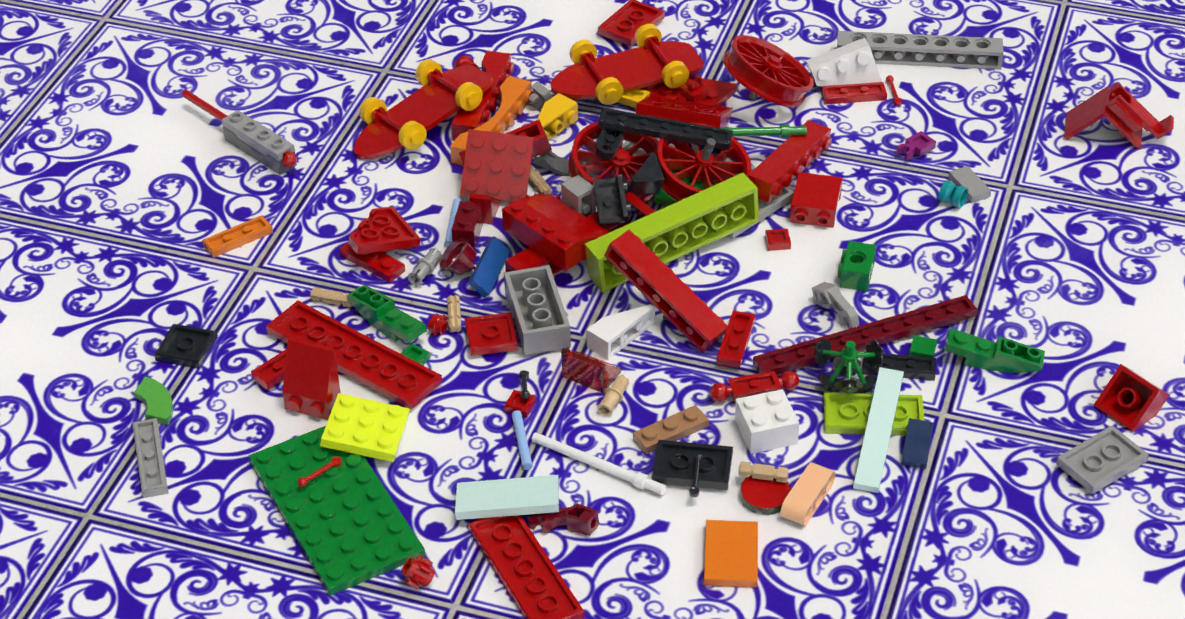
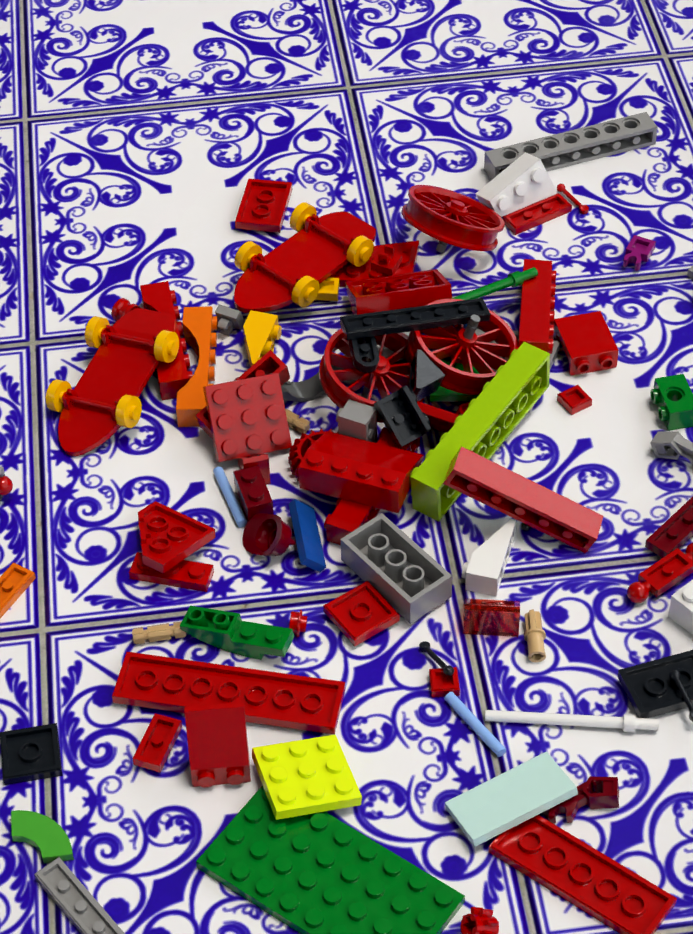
camera: 25 degrees left, 5 degrees up
(335, 462) = (303, 832): red hinge -> none
(416, 354) = (296, 666): green tile -> none
(425, 266) = (237, 560): light grey pin -> none
(454, 313) = (304, 603): tan axle -> none
(671, 428) = (616, 652): medium nougat plate -> none
(736, 339) = (614, 526): red plate -> none

